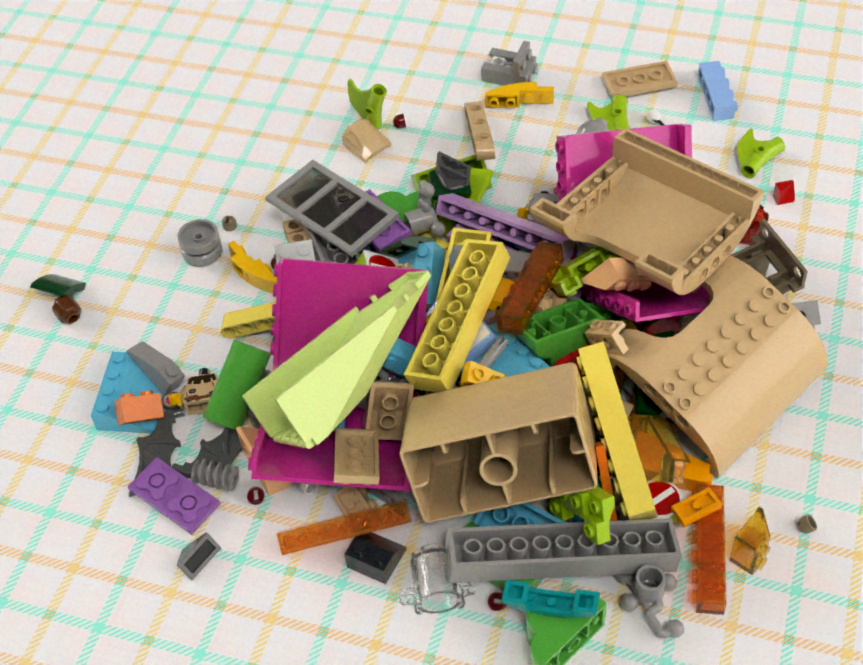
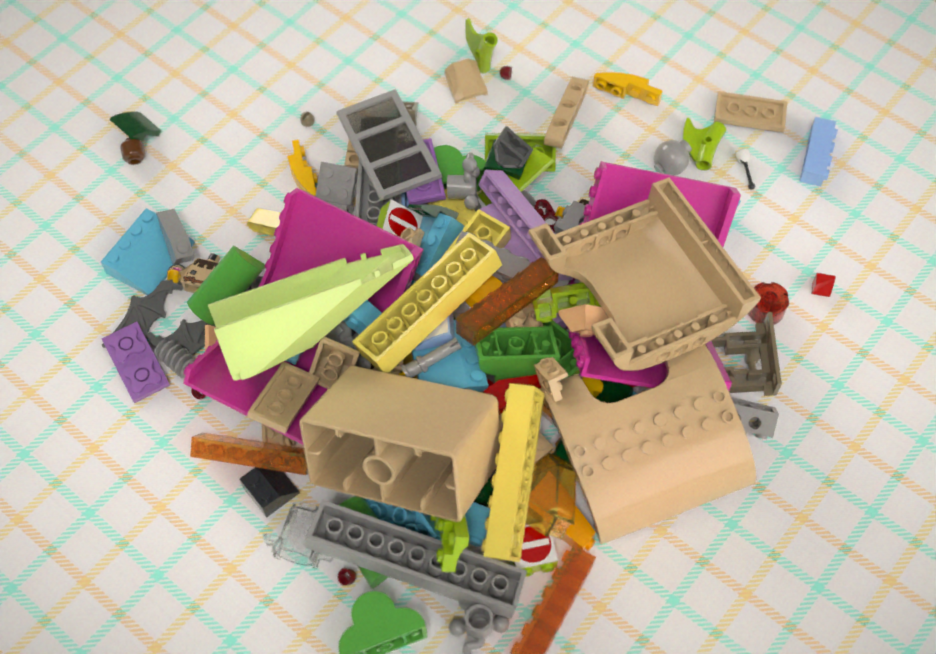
camera: 20 degrees right, 10 degrees up
(138, 408) = (140, 271): orange brick -> none
(197, 555) = (127, 425): dark grey slope -> none
(199, 242) = (270, 129): light grey wheel -> none
(477, 373) = (415, 369): yellow plate -> none
(509, 66) = (635, 54): light grey brick -> none
(549, 602) = (376, 603): teal slope -> none
(604, 473) = (482, 514): orange tile -> none
(696, 507) = (557, 568): light orange plate -> none
(752, 543) = (589, 622): clear yellow slope -> none
(755, 153) = (819, 232): lime pin -> none
(807, 524) = (654, 625): dark tan hinge -> none

